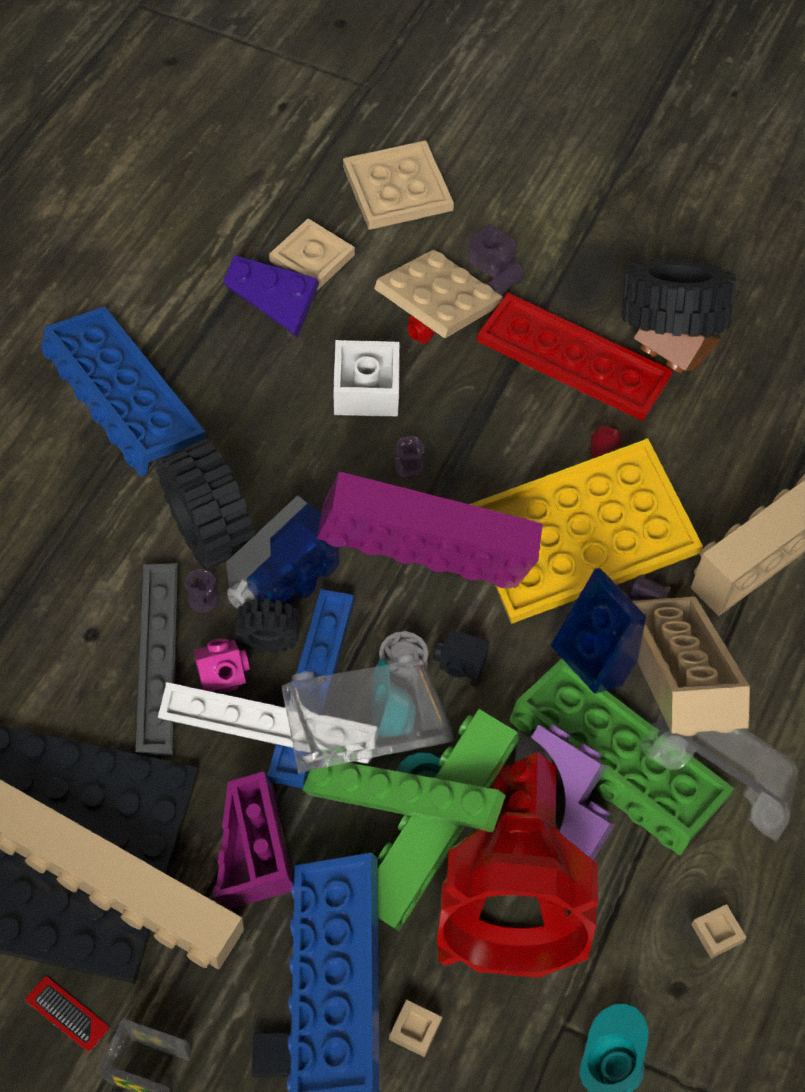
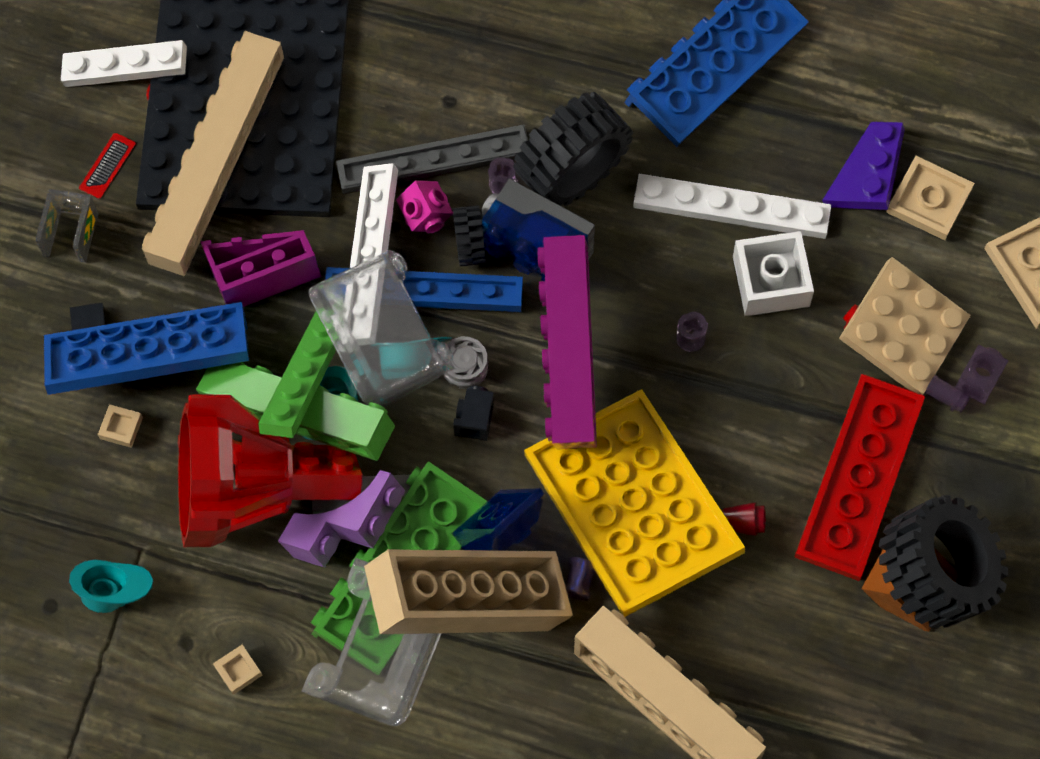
camera: 85 degrees right, 10 degrees up
(279, 408) = (732, 206): none -> white plate

